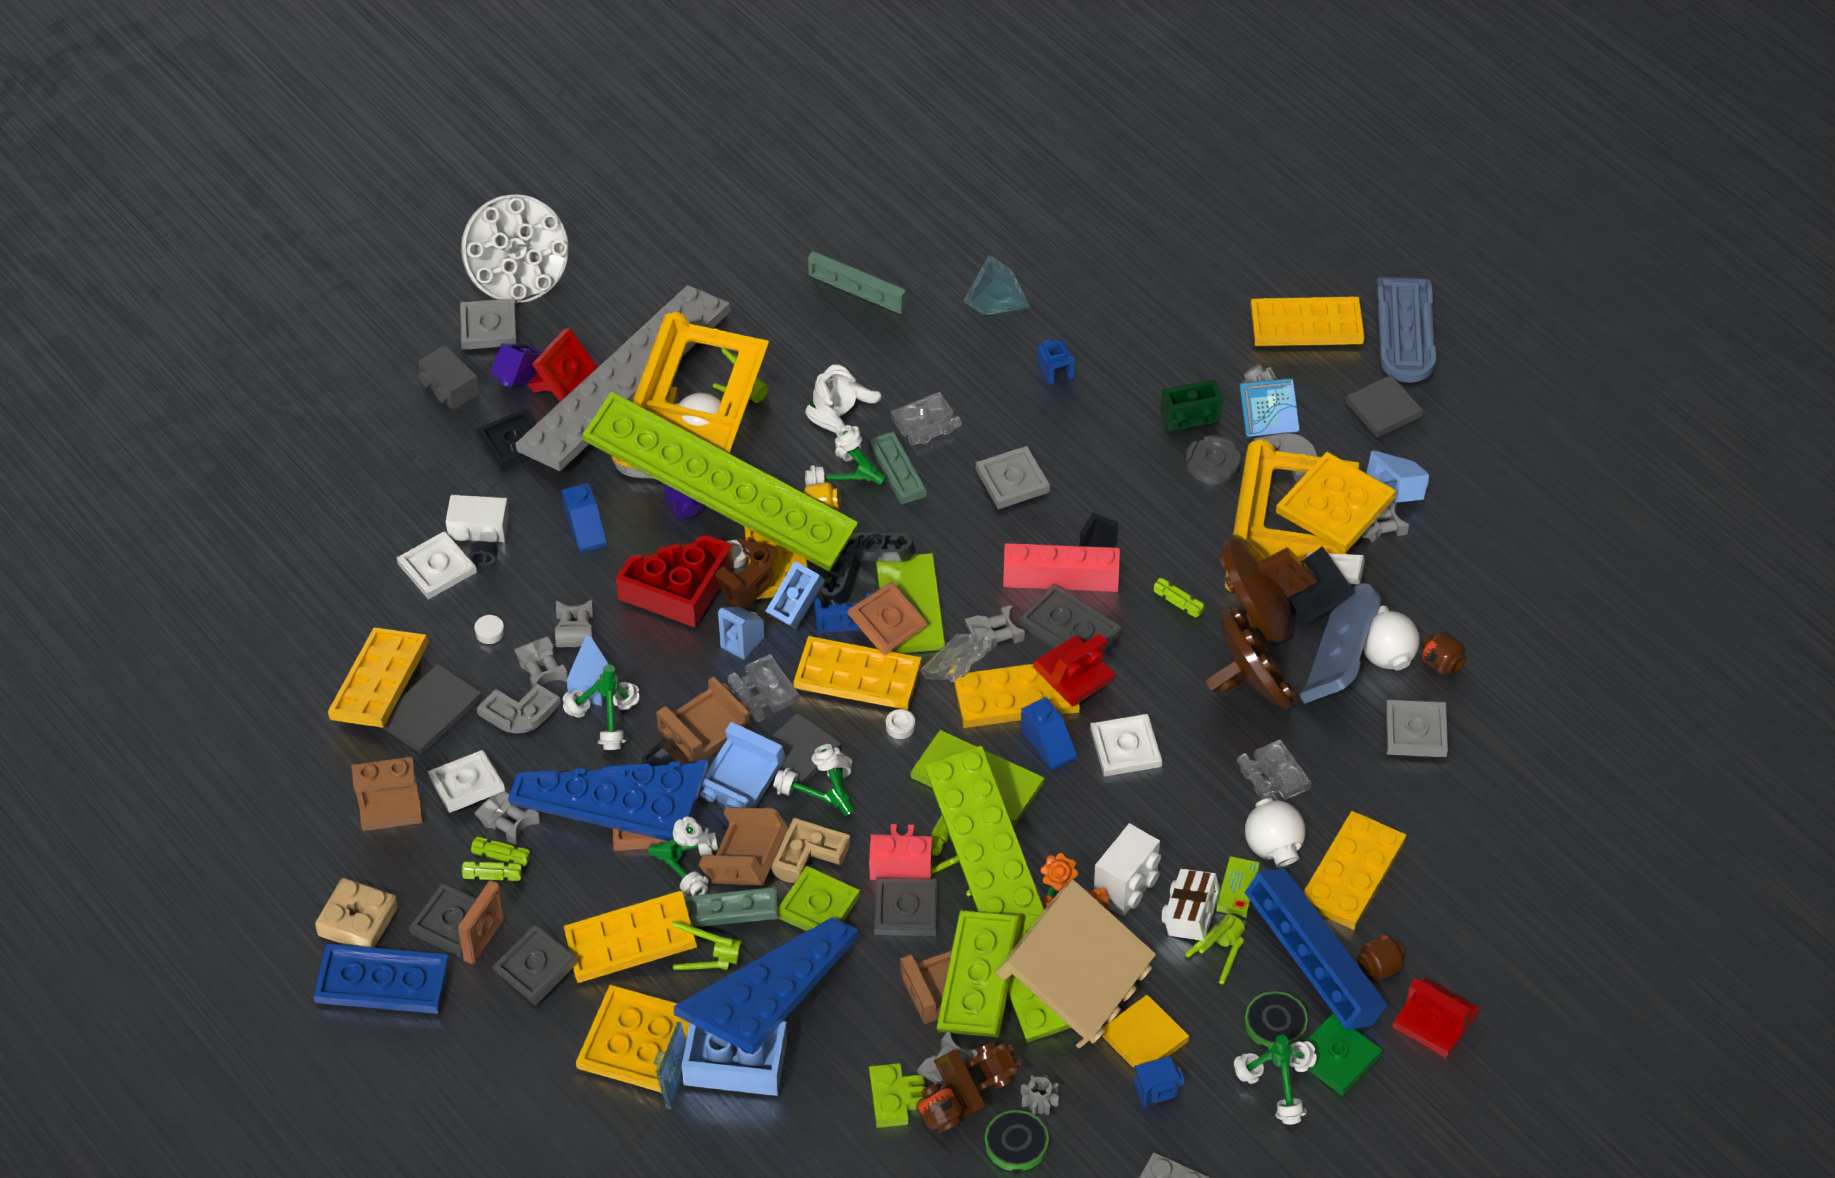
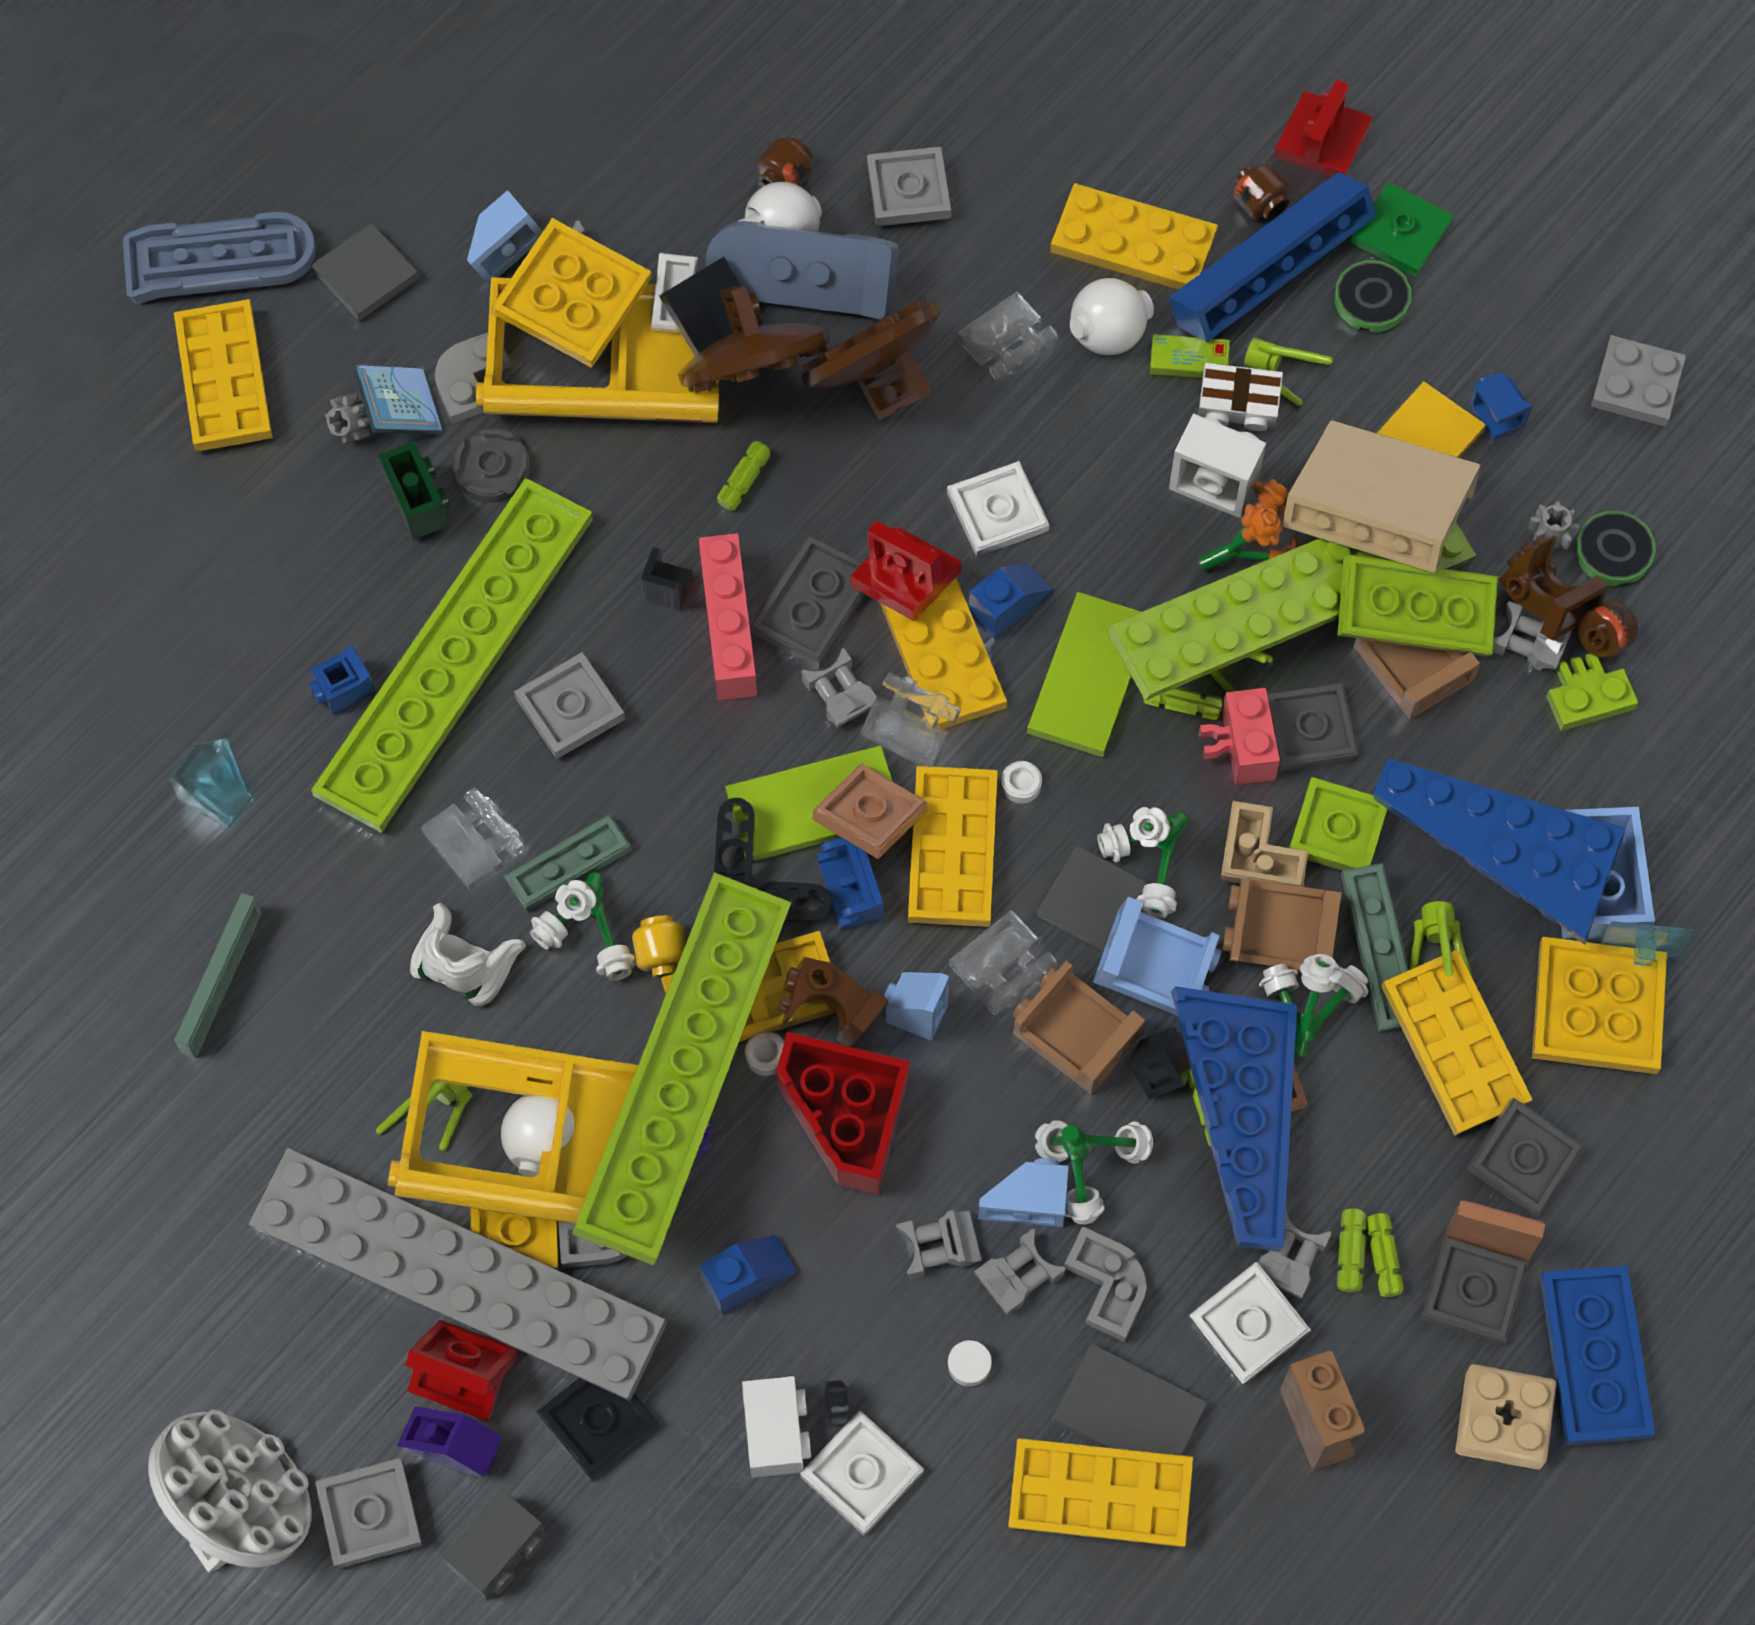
camera: 100 degrees left, 15 degrees up
(795, 595) = (854, 936): light blue brick -> none
(1068, 423) = (452, 655): none -> lime plate
(1297, 1055) = (1433, 254): white plant -> none

